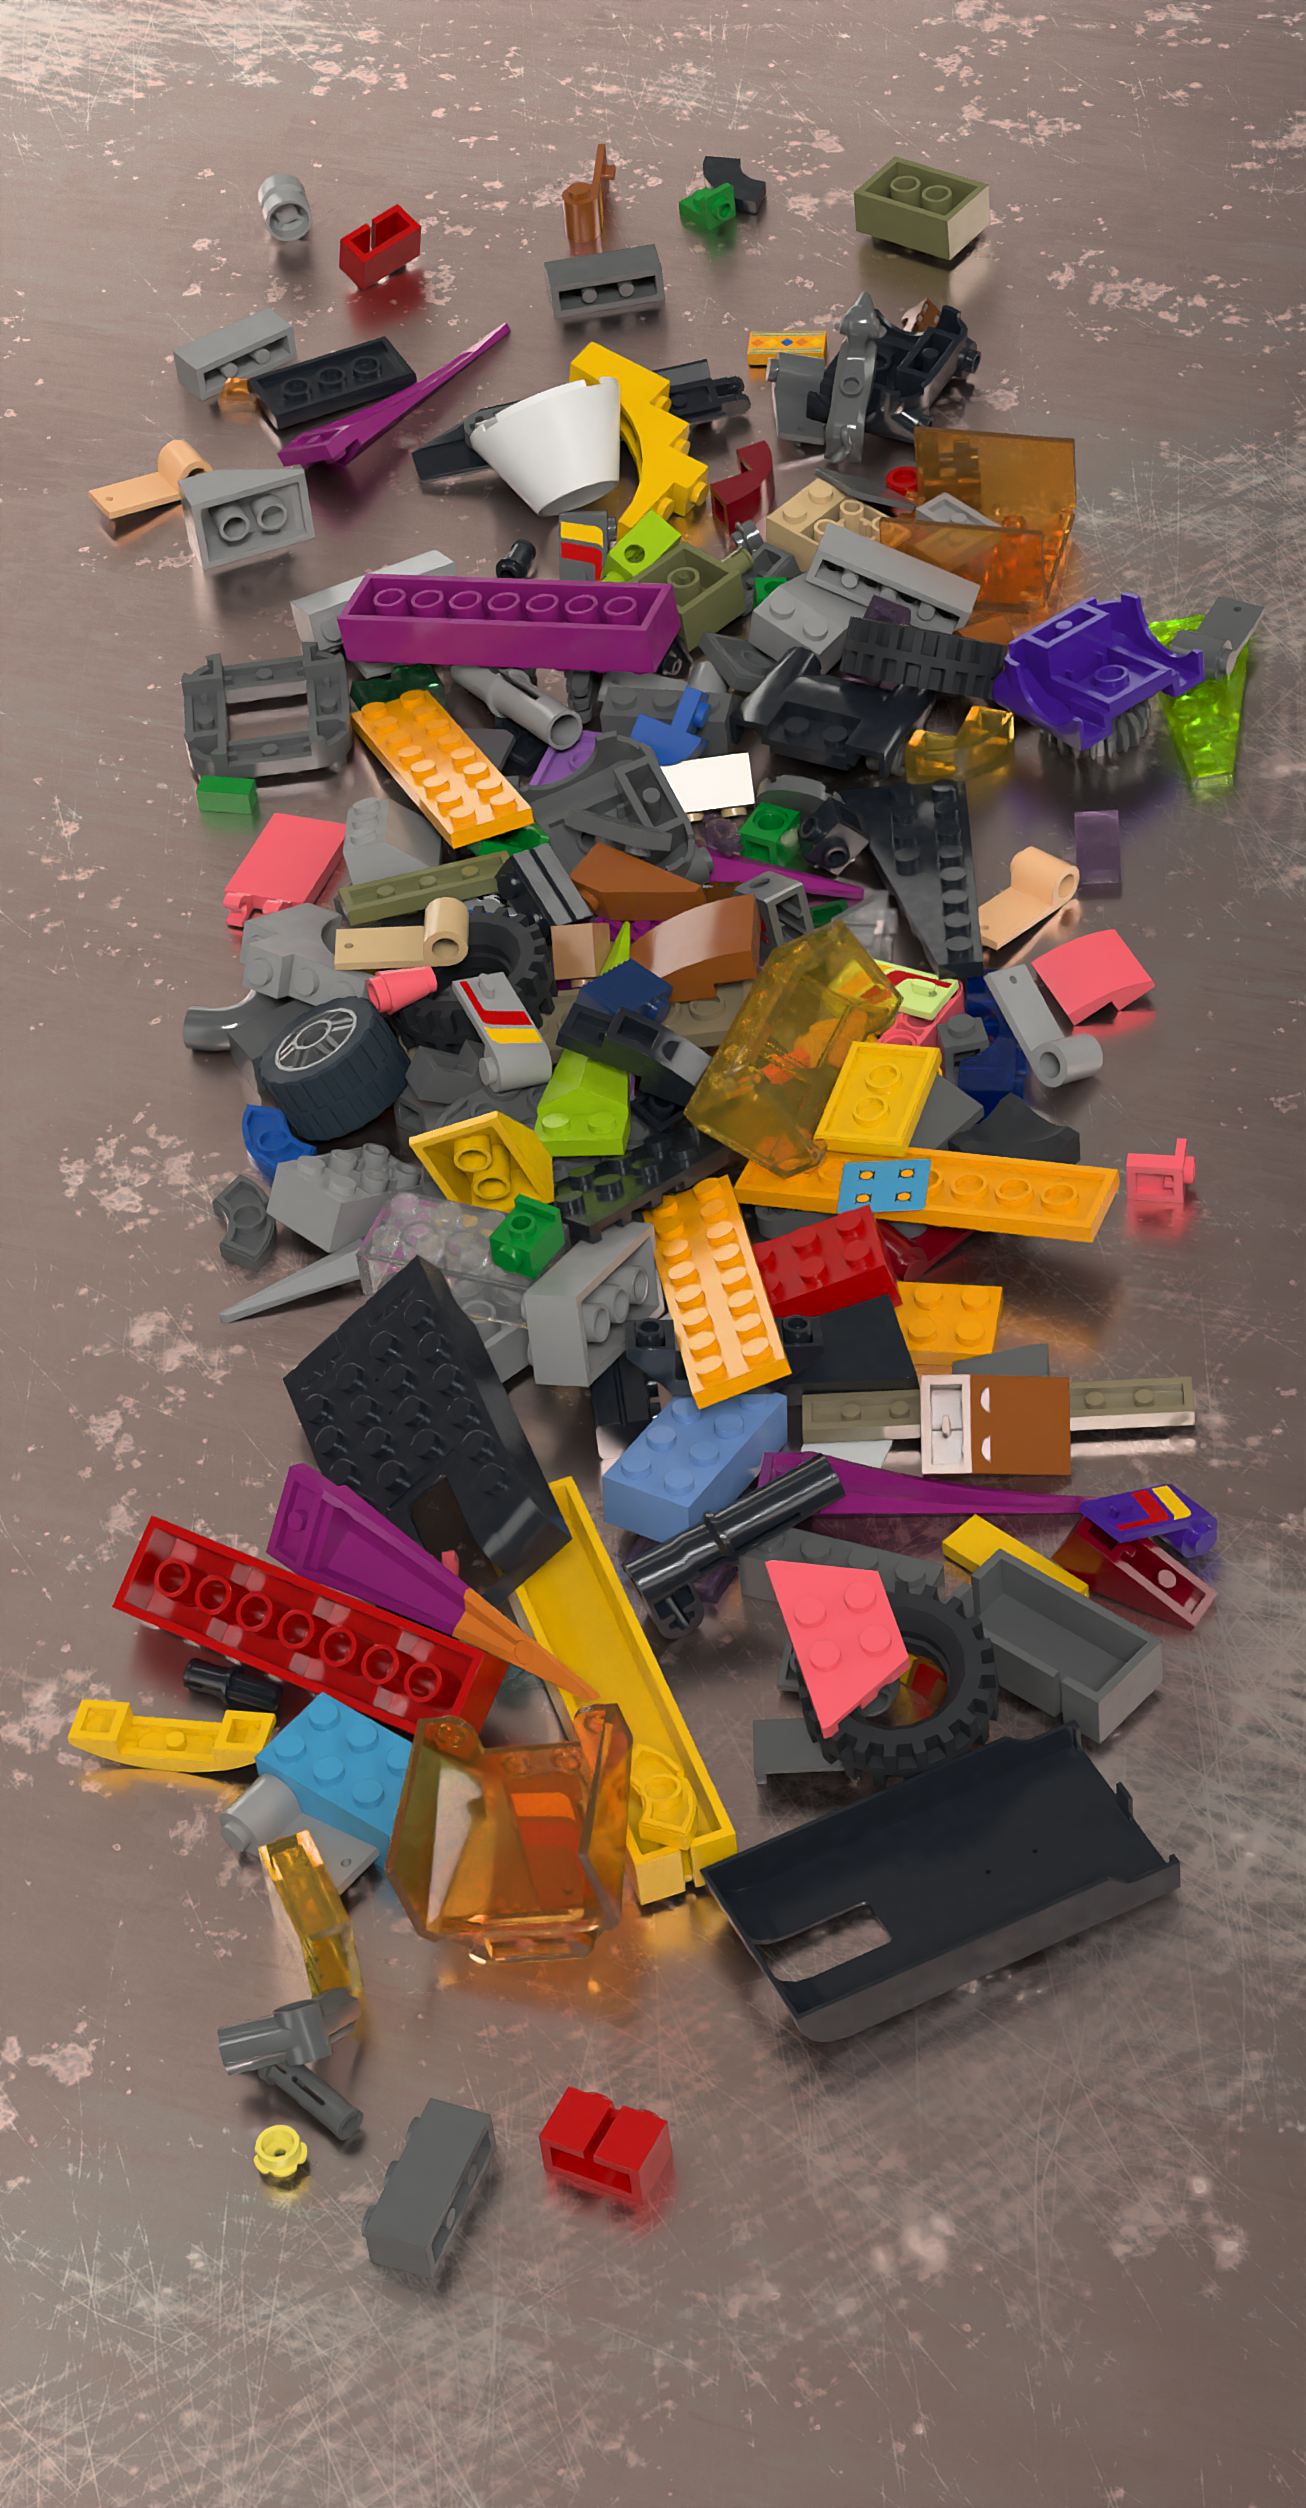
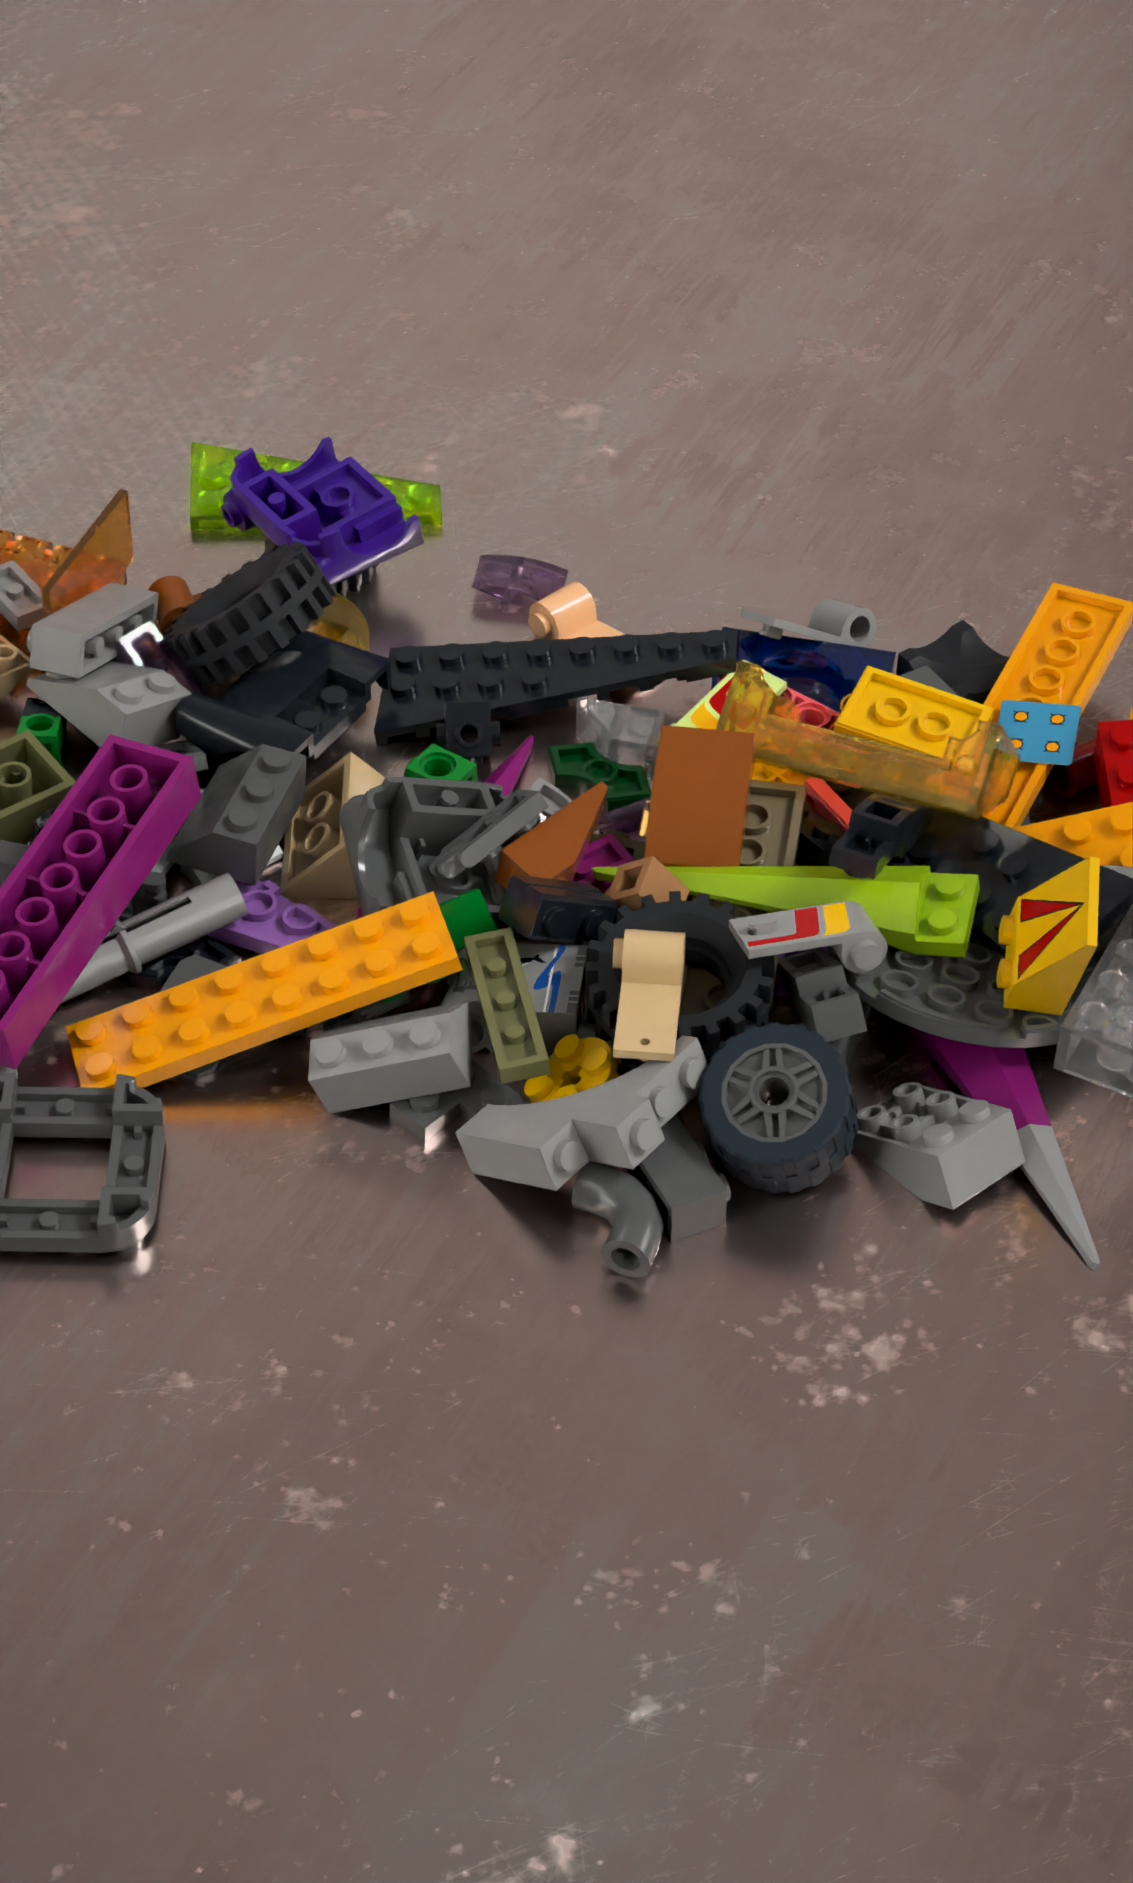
camera: 90 degrees left, 0 degrees up
(227, 794) = (190, 1216): green piece -> none
(250, 1229) = (941, 1236): dark grey tile -> none
(269, 1139) = (828, 1208): blue tile -> none
(285, 866) = (350, 1173): coral tile -> none
(401, 987) = (731, 1003): coral cone -> none
(402, 680) = (51, 1059): clear green slope -> none
(629, 987) = (782, 847): dark blue brick -> none
(676, 741) = (317, 789): blue brick -> none
(781, 909) = (610, 754): dark grey torso -> none
(795, 794) = (412, 741): dark grey tile -> none
(958, 1040) = (814, 677): dark grey brick -> none
(1092, 973) = (708, 600): coral slope -> none
(1160, 1176) = (1000, 588): coral bracket -> none
(1220, 635) = (227, 442): dark grey door -> none

